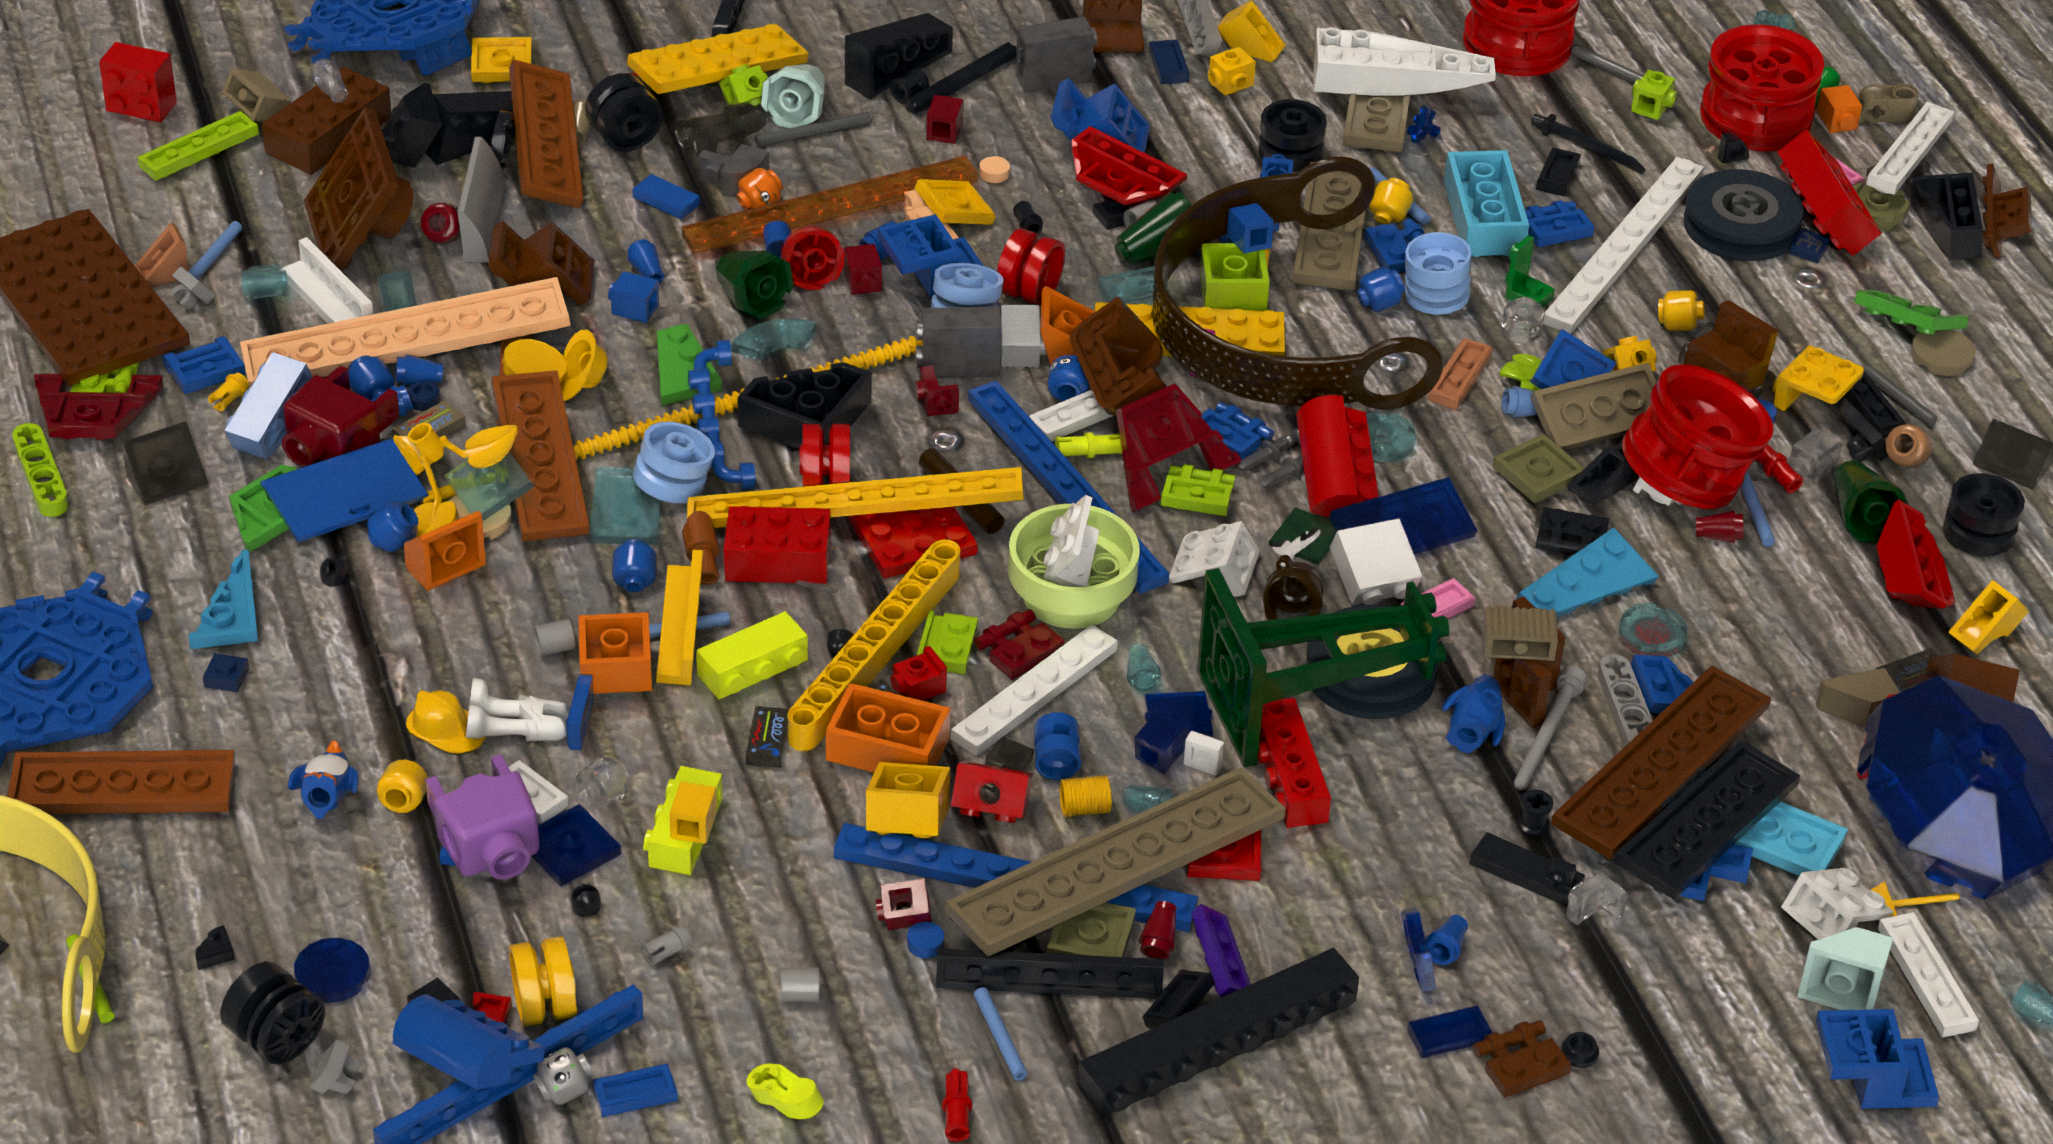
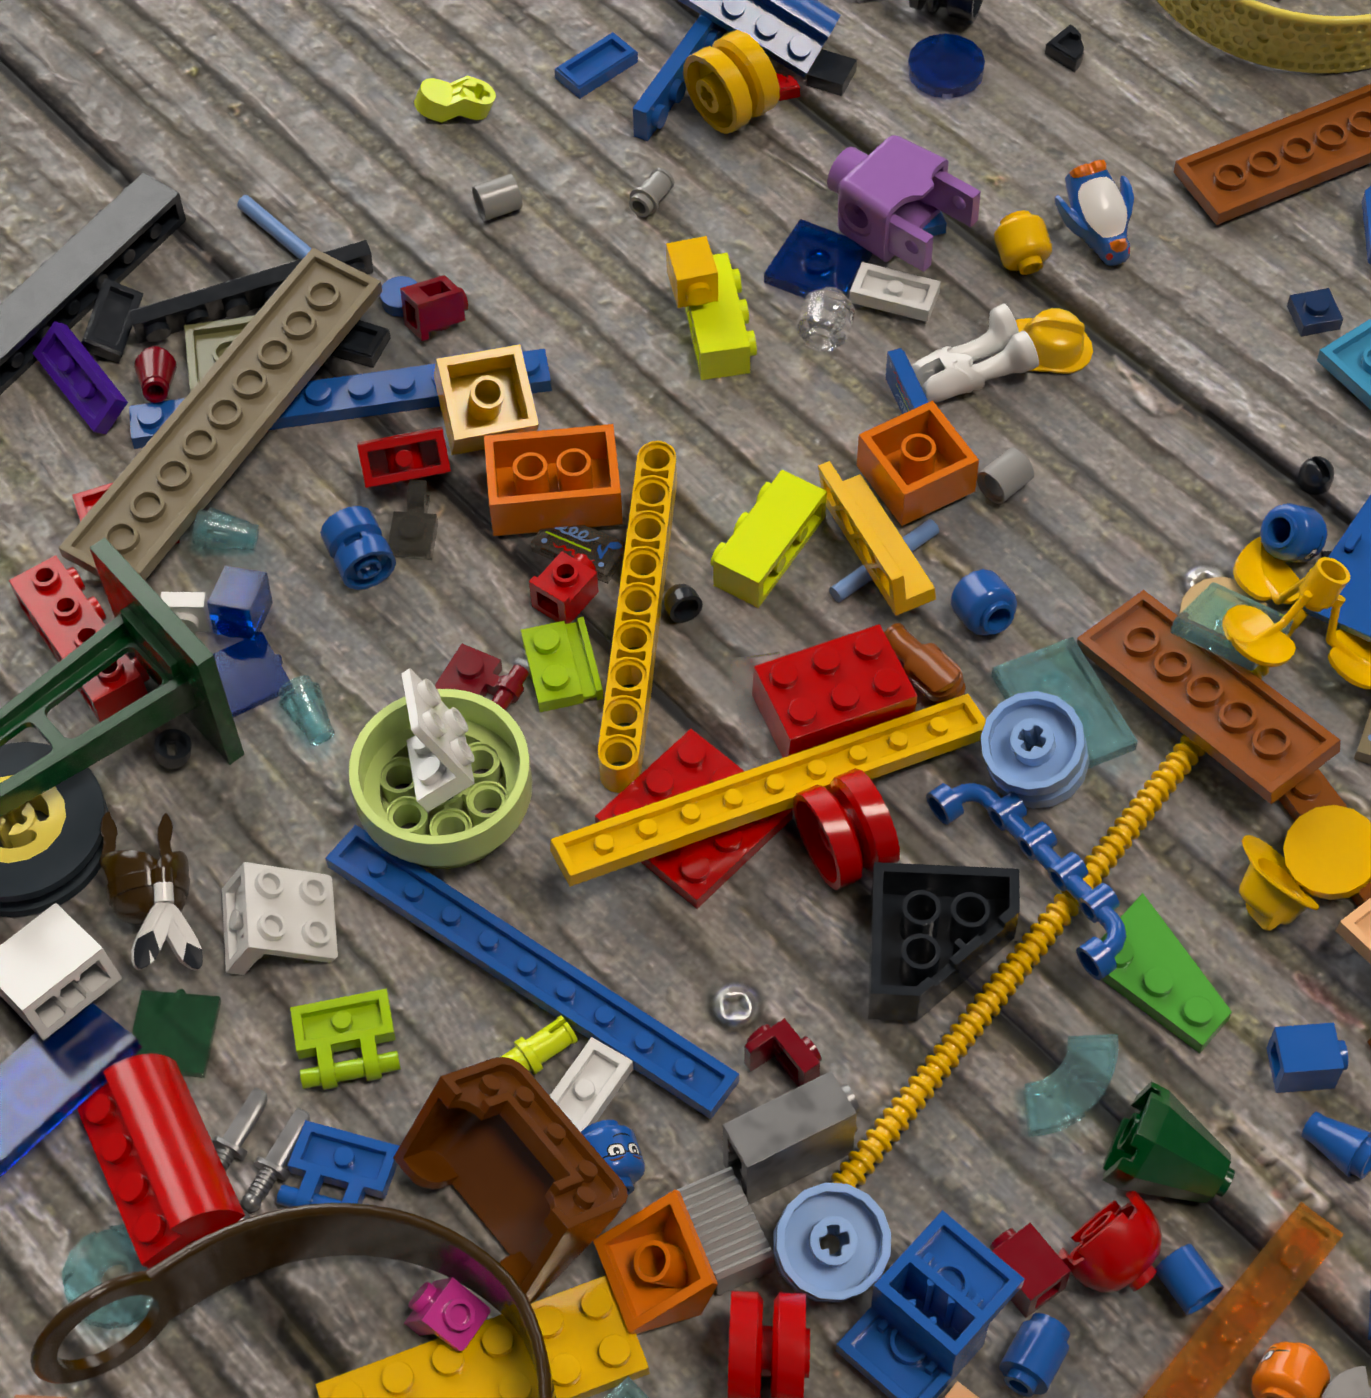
camera: 160 degrees right, 15 degrees up
(446, 551) = (1211, 523): orange slope -> none
(563, 1076) = (660, 34): light grey head -> none
(585, 900) = (766, 216): black hinge -> none
(767, 737) = (696, 459): clear smoke tile -> none
(957, 1105) = (288, 147): red axle -> none
(983, 514) = (673, 907): dark brown piece -> none
(1033, 690) = (434, 616): white plate -> none
(1085, 796) = (300, 502): yellow piece -> none
(1158, 429) = (407, 1070): dark red wing -> none

